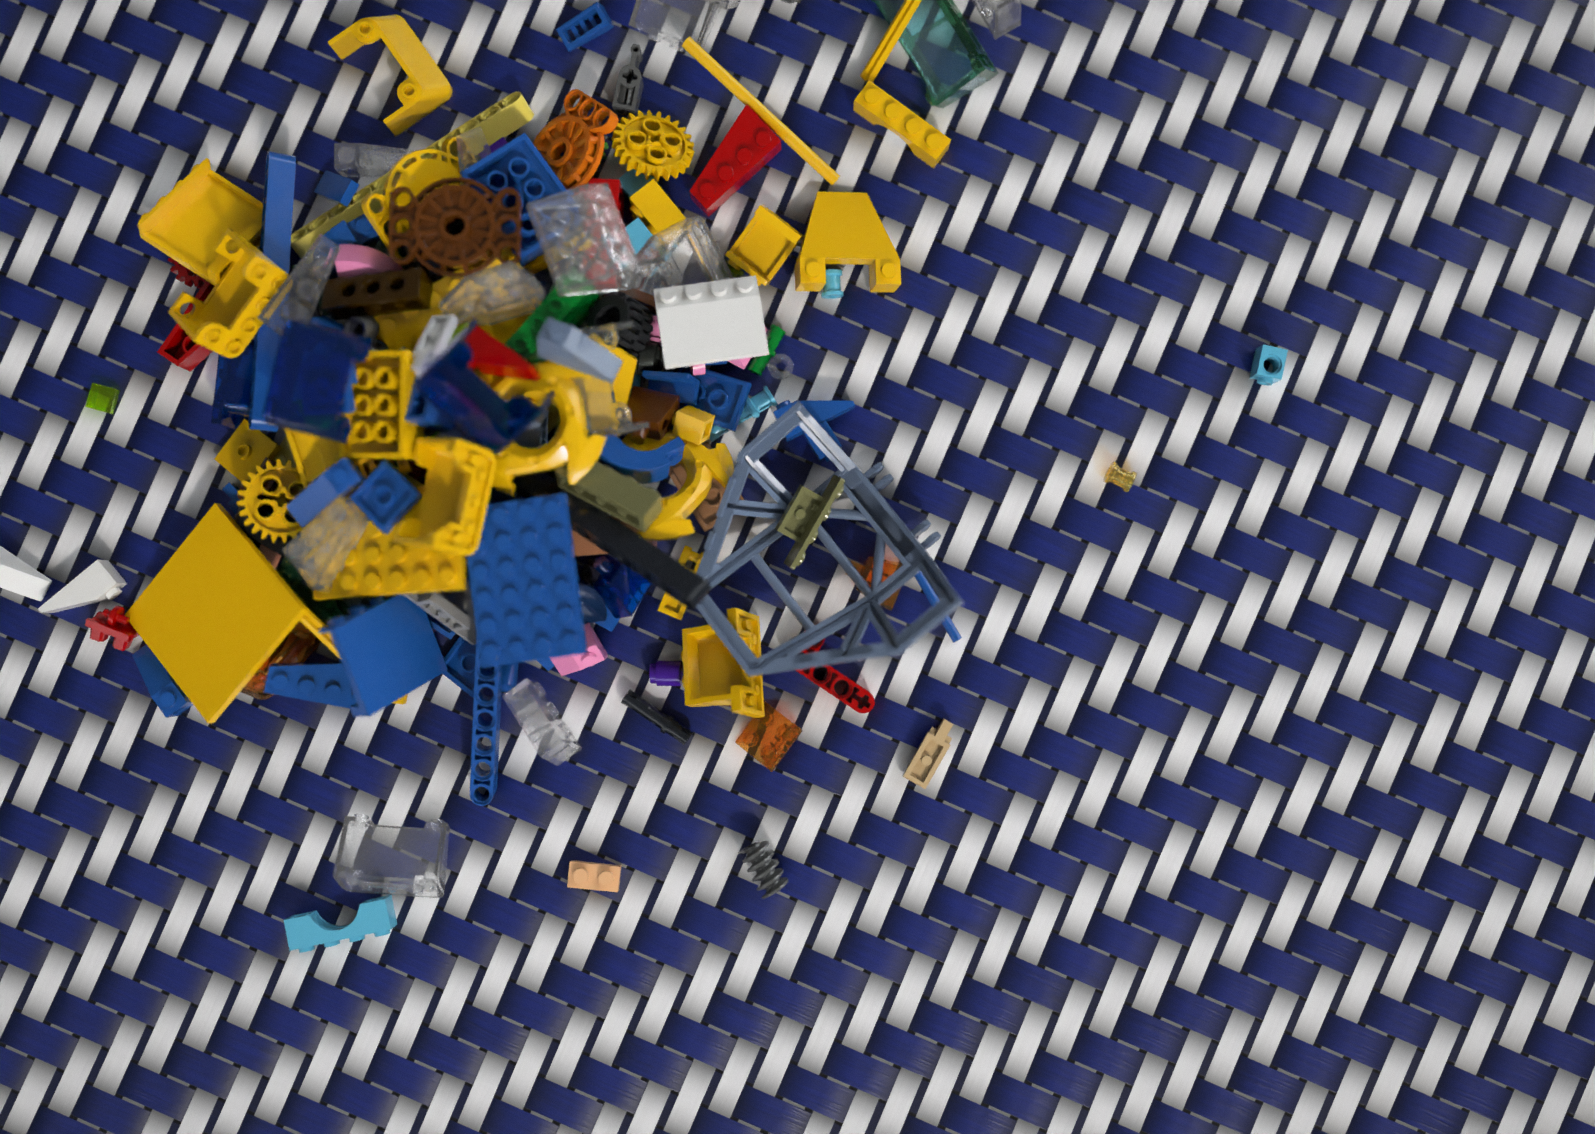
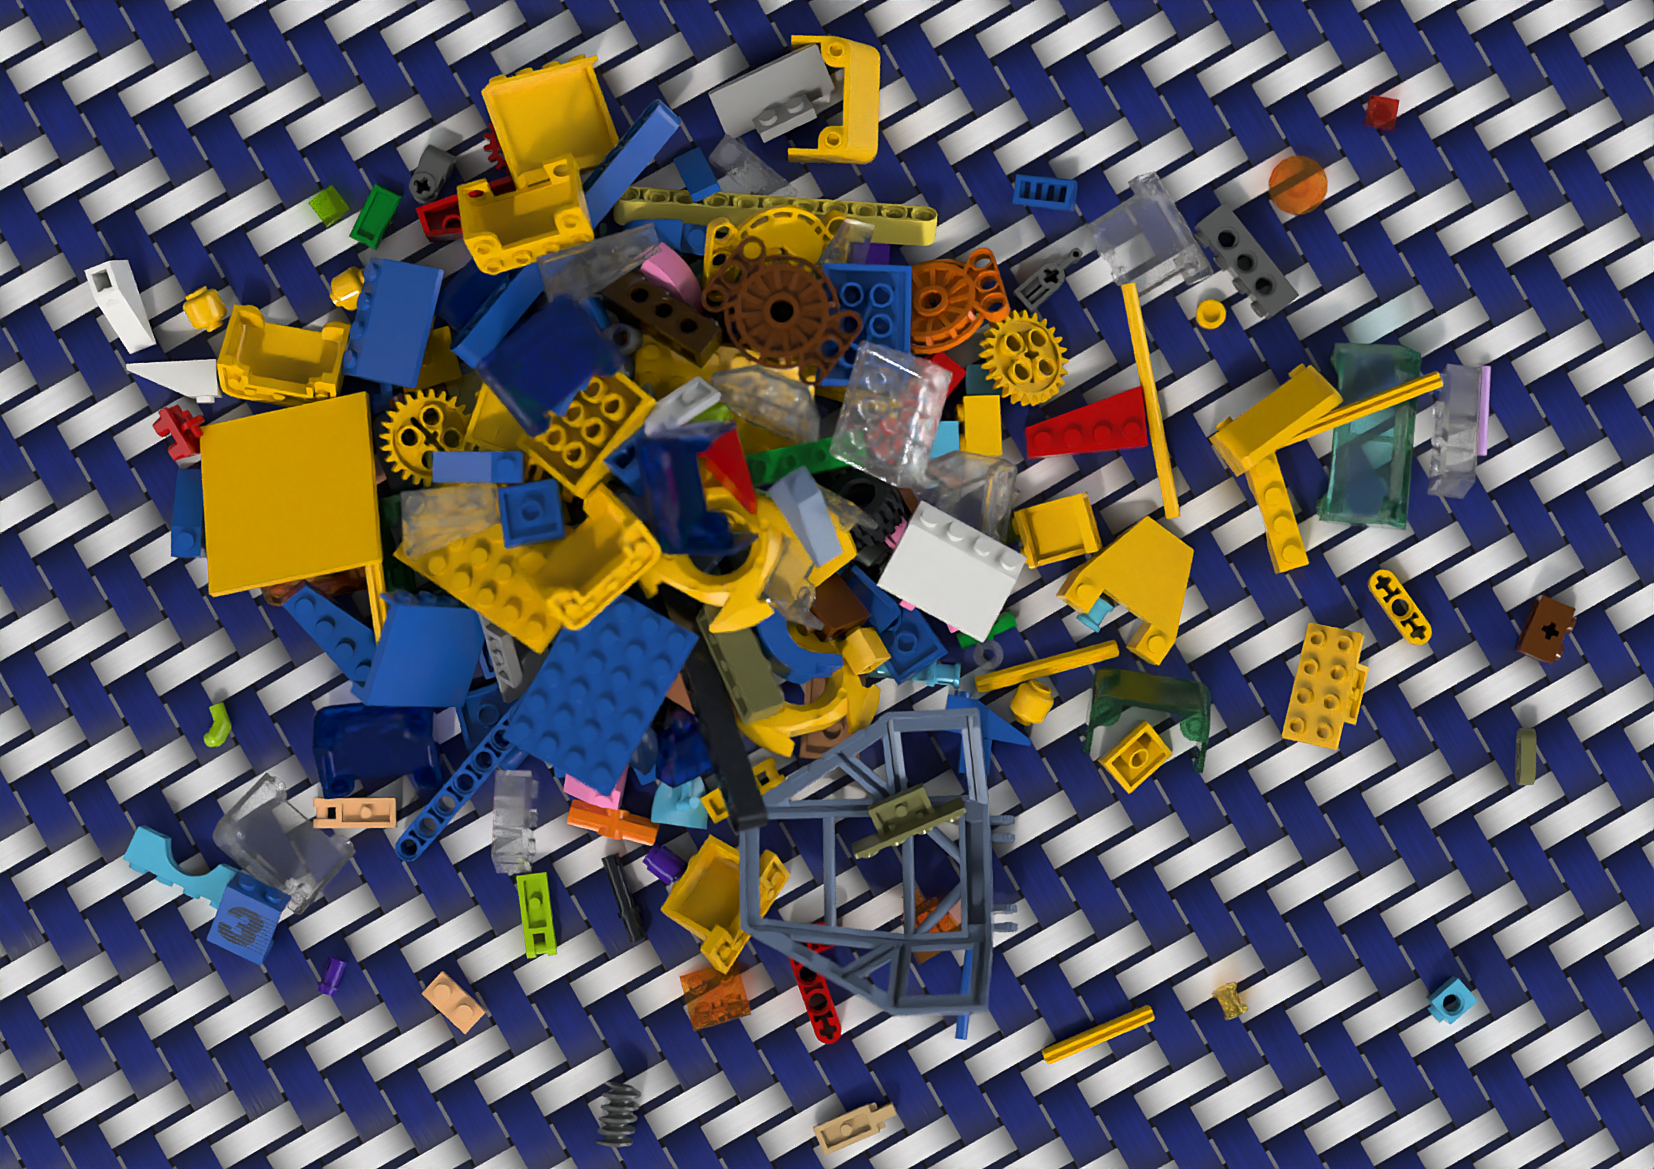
camera: 40 degrees right, 0 degrees up
(66, 531) = (205, 308): none -> yellow head
(140, 382) = (375, 217): none -> green tile
(144, 531) = (281, 361): none -> yellow windscreen
(154, 322) = (433, 169): none -> dark grey piece
(158, 442) = (347, 288): none -> yellow head
(196, 441) = (392, 322): none -> blue slope
(293, 809) = (220, 727): none -> lime arm
(348, 94) = (774, 95): none -> light grey bracket
(405, 740) = (375, 742): none -> clear blue windscreen
(405, 925) = (248, 917): none -> blue panel
(429, 796) = (356, 812): none -> light nougat plate
(496, 922) = (331, 976): none -> dark purple pin
(605, 773) = (536, 913): none -> lime plate
(610, 671) = (613, 823): none -> orange piece
(647, 624) = (680, 805): none -> medium azure shield
(758, 26) = (1210, 314): none -> yellow tile
(826, 345) = (1046, 666): none -> yellow axle
(834, 376) = (1031, 702): none -> yellow head
(853, 58) = (1275, 419): none -> yellow windscreen
(882, 324) = (1120, 687): none -> clear green windscreen
(932, 359) = (1135, 756): none -> yellow slope
(1024, 216) = (1326, 686): none -> yellow bracket
(1048, 567) = (1098, 1034): none -> yellow axle
(1053, 125) = (1405, 630): none -> yellow beam
(1139, 81) = (1532, 638): none -> reddish brown brick
(1194, 163) = (1525, 756): none -> olive beam

